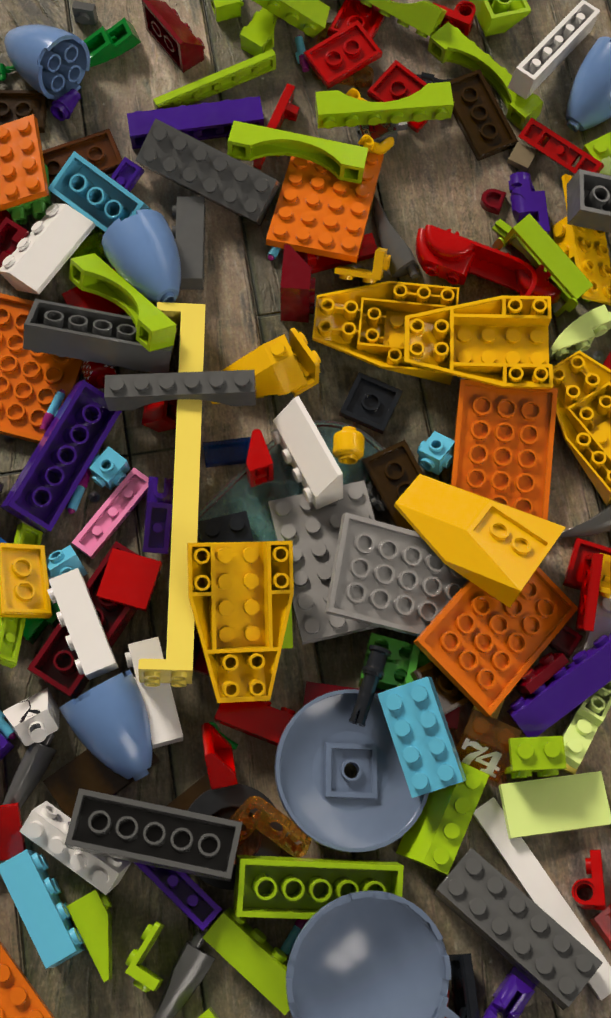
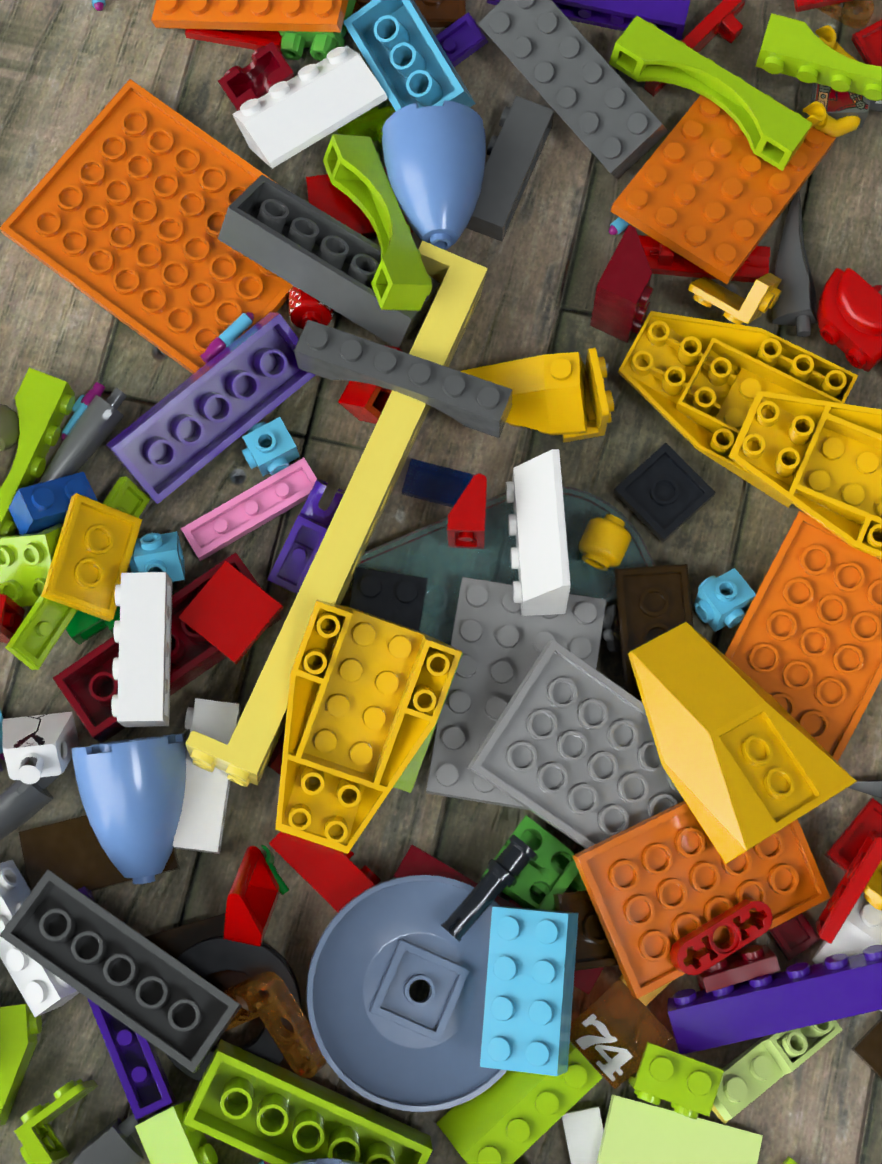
camera: 30 degrees right, 5 degrees up
(78, 493) = (218, 463): medium azure piece -> none
(535, 652) = (737, 913): none -> red beam

